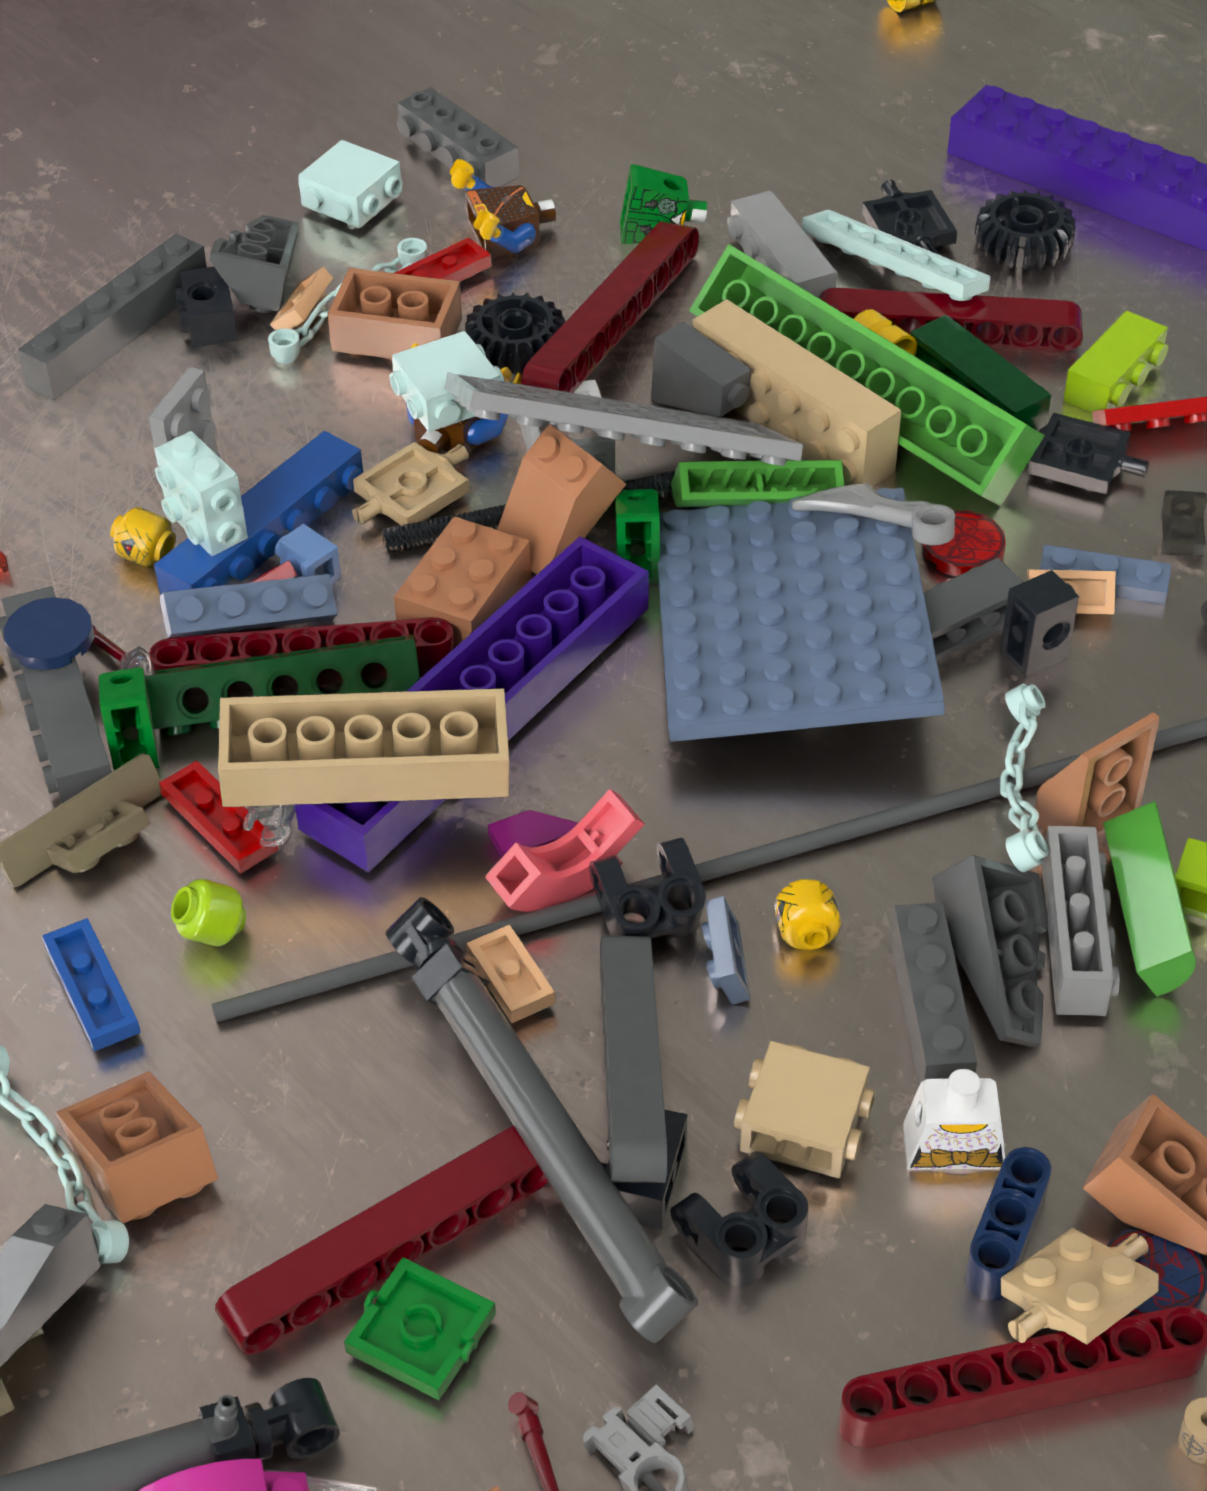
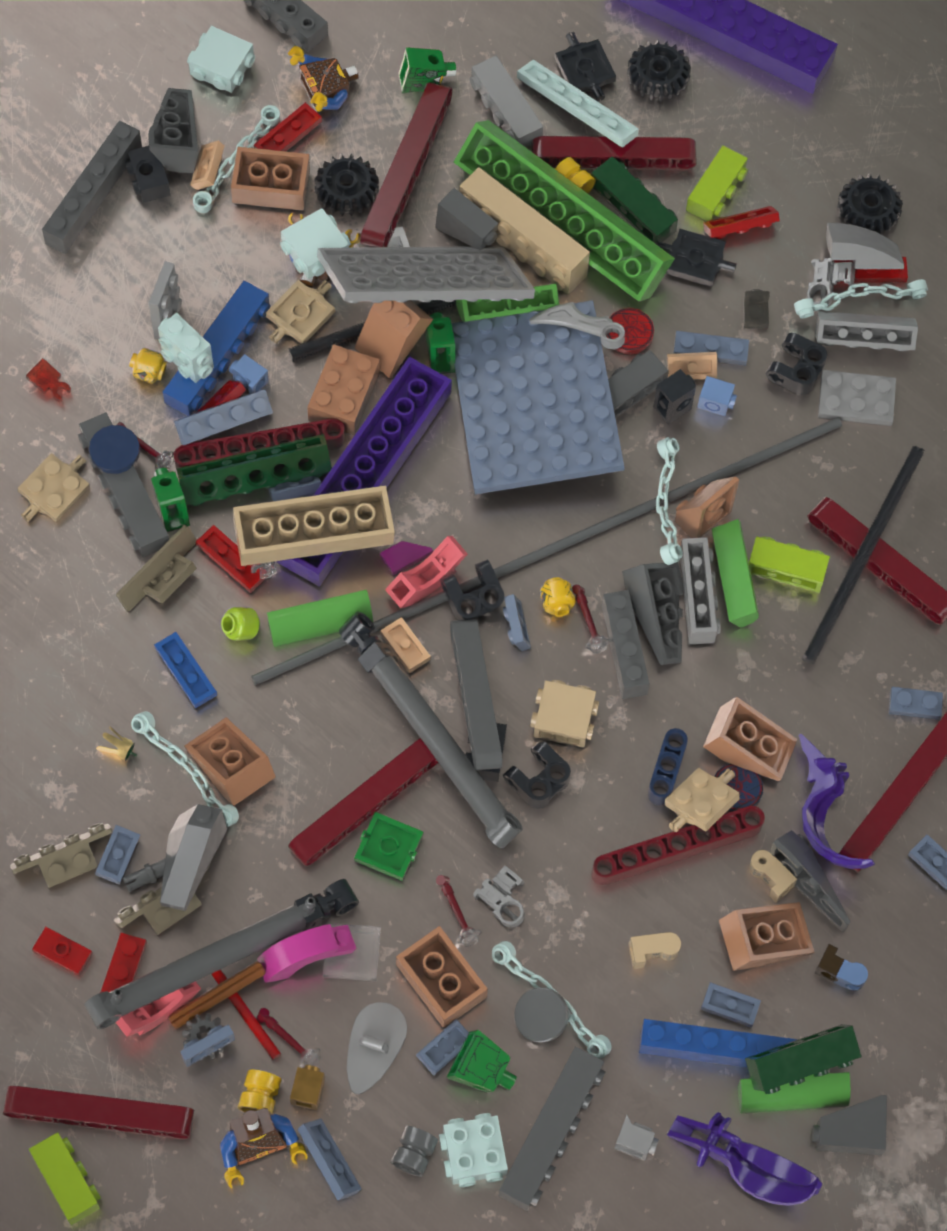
camera: 10 degrees left, 20 degrees up
(345, 914) = (316, 617): none -> bright green brick
(878, 995) = (597, 642): none -> piece
(955, 1124) = (639, 717): white torso -> none
(1114, 635) = (717, 396): none -> medium blue brick

